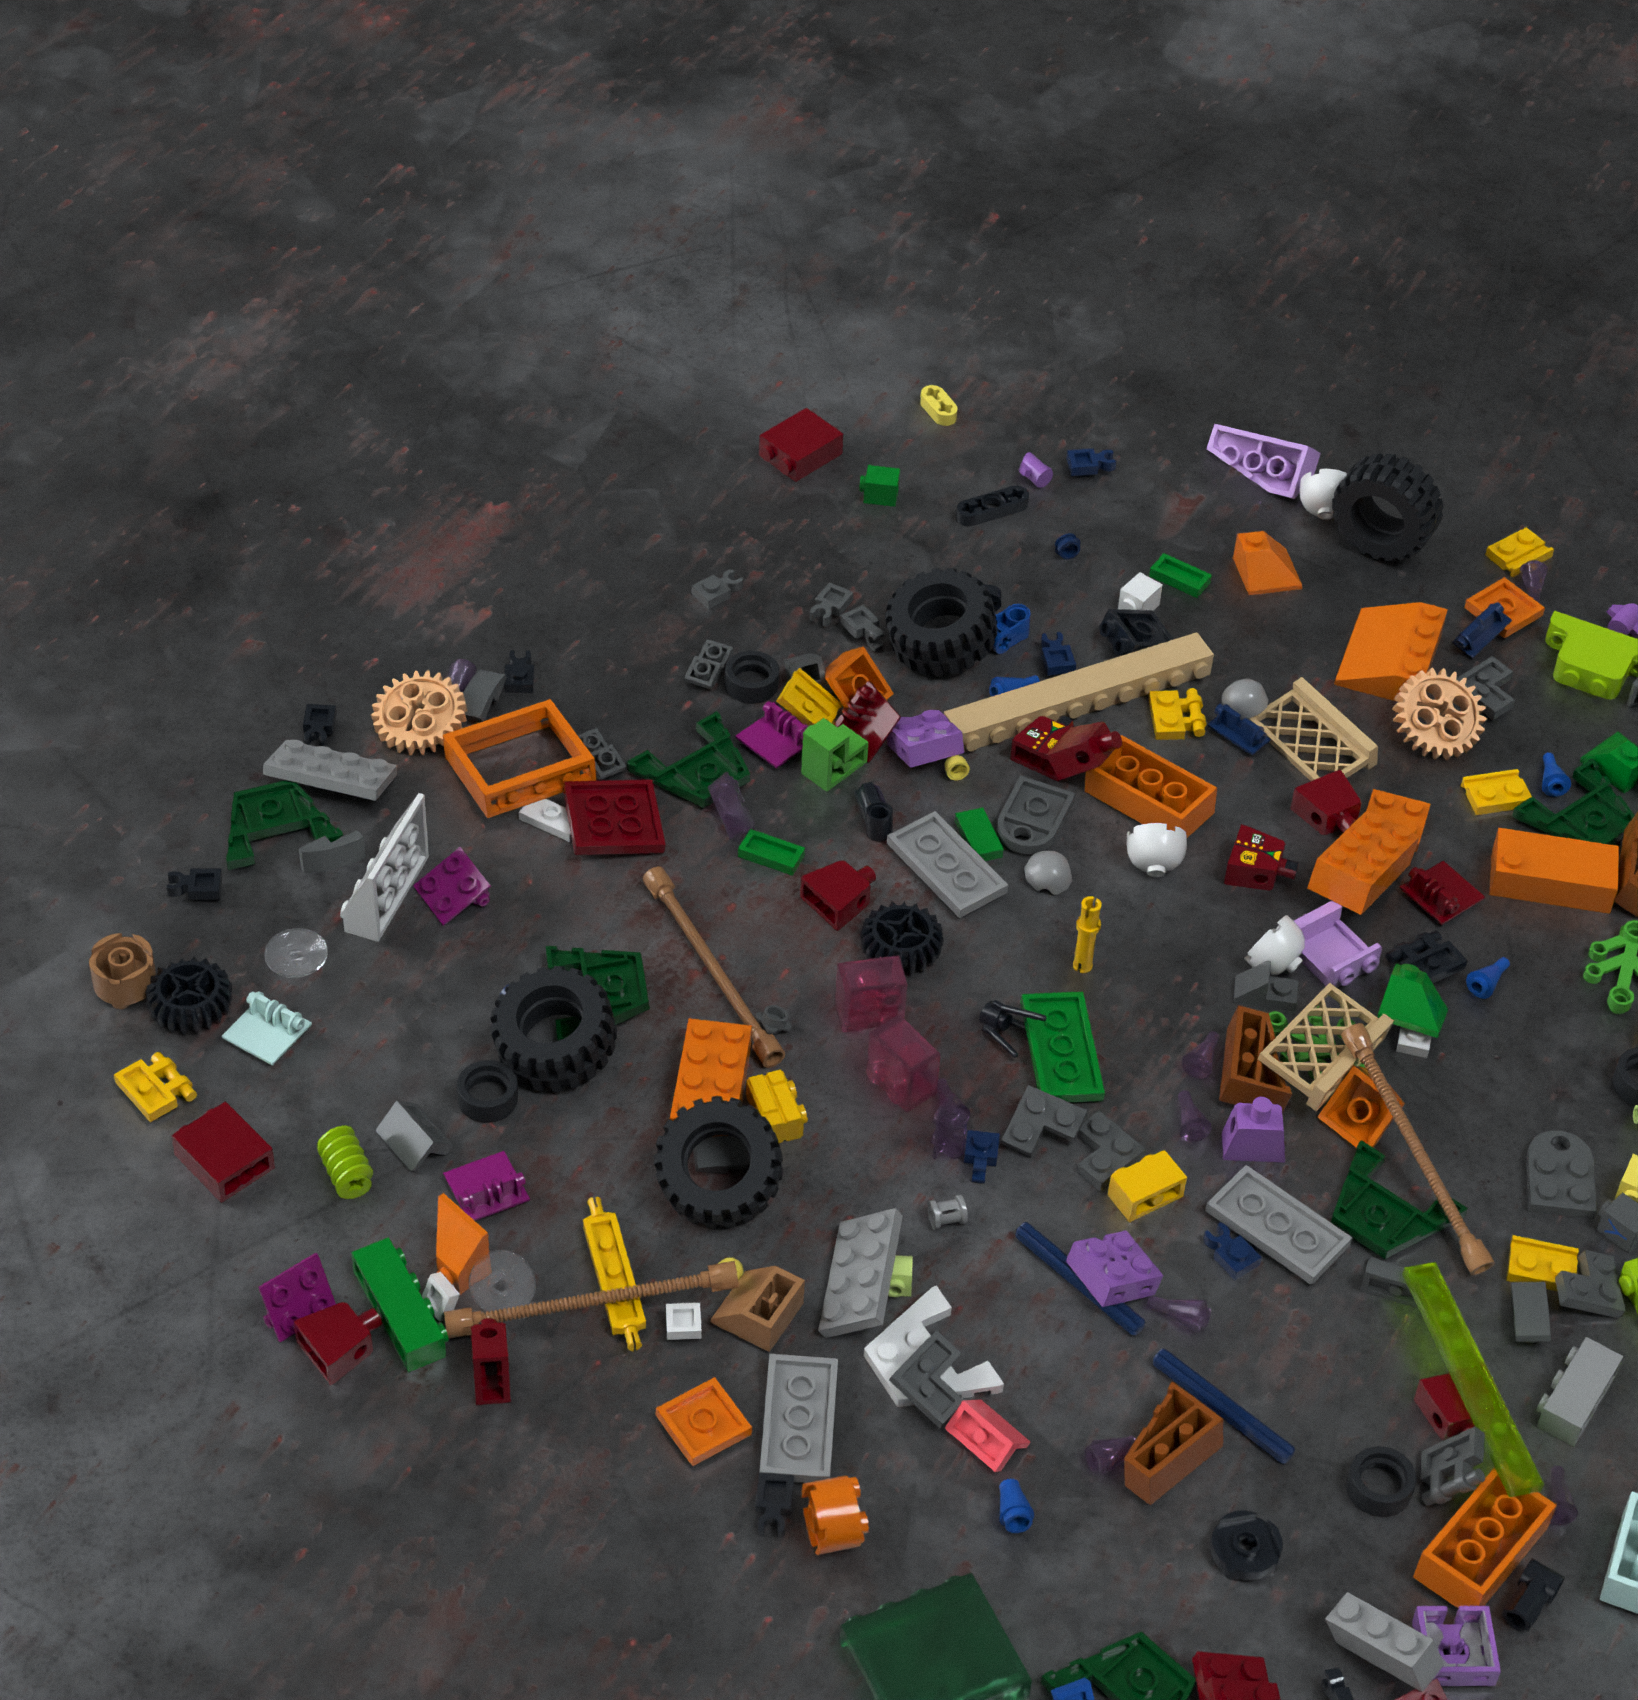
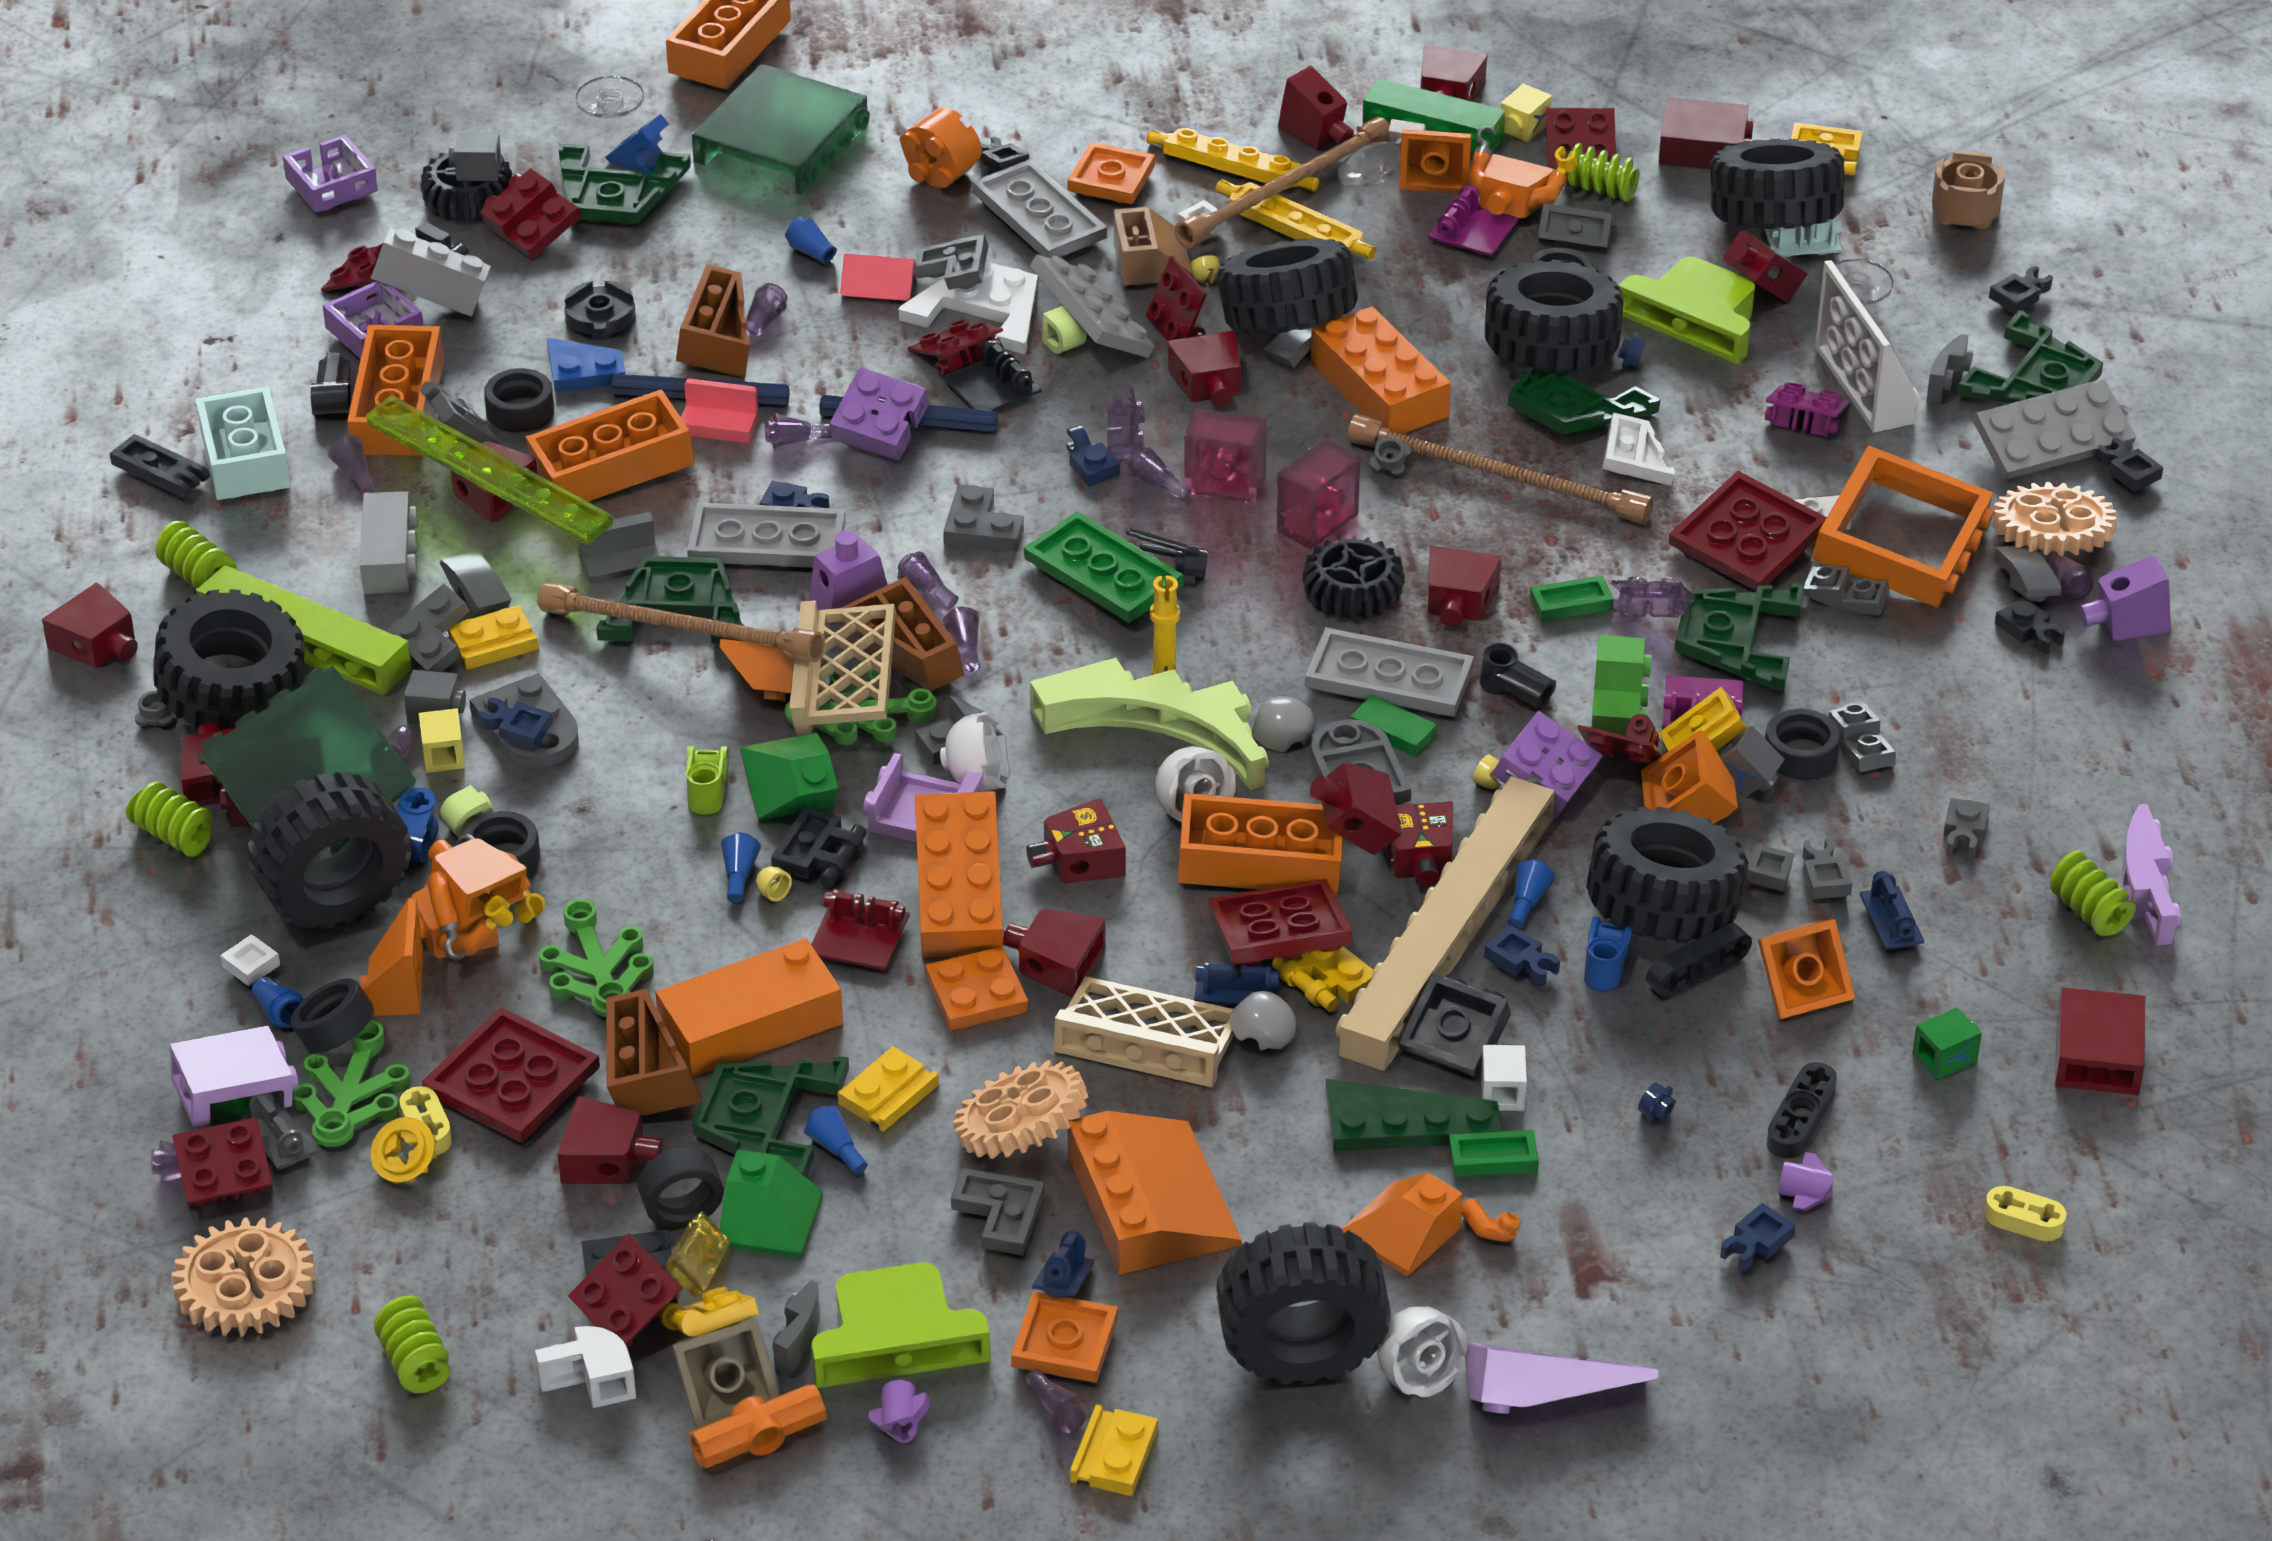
camera: 145 degrees right, 5 degrees down
(189, 1004) = (1894, 211): black gear -> none
(242, 1000) = (1777, 183): none -> black tyre
(295, 1294) = (1506, 74): magenta hinge -> none
(311, 1213) = (1582, 125): none -> dark red hinge
(332, 1257) = (1525, 112): none -> light yellow brick
(350, 993) = (1755, 260): none -> dark red torso
(420, 1181) = (1516, 185): none -> orange torso
(424, 1005) = (1695, 305): none -> lime brick
(458, 629) = (2131, 601): none -> medium lavender torso
(592, 1380) = (1222, 155): none -> yellow plate
(608, 924) = (1635, 451): none -> white wing
(660, 506) = (2145, 876): none -> lavender slope
(707, 507) = (2091, 894): none -> lime piece
(776, 1101) = (1305, 388): yellow brick -> none
(801, 1227) = (1176, 303): none -> dark red hinge
(823, 563) = (1890, 913): none -> dark blue hinge
(823, 1169) = (1206, 366): none -> dark red torso
(906, 560) = (1806, 968): none -> orange slope
(936, 1208) = (1068, 395): light grey bush -> none
(988, 1318) = (958, 345): none -> dark red hinge
(991, 1266) = (994, 380): none -> black hinge
(1038, 1113) = (1065, 493): dark grey plate -> none
(1145, 947) = (1157, 703): none -> yellowish green arch
(1146, 1185) = (913, 499): yellow brick -> none
(1189, 730) = (1280, 922): none -> dark red plate
(1220, 541) = (1486, 1227): none -> orange arm
(1221, 622) = (1402, 1118): none -> dark green wing
(1230, 1364) = (720, 410): none -> coral panel
(1299, 1495) = (582, 365): none -> wing
(1349, 1364) = (614, 447): none -> orange brick
(1467, 1046) = (706, 779): none -> lime piece
(1475, 952) = (773, 883): none -> light yellow hinge
(1581, 1147) = (519, 724): none -> dark blue plate

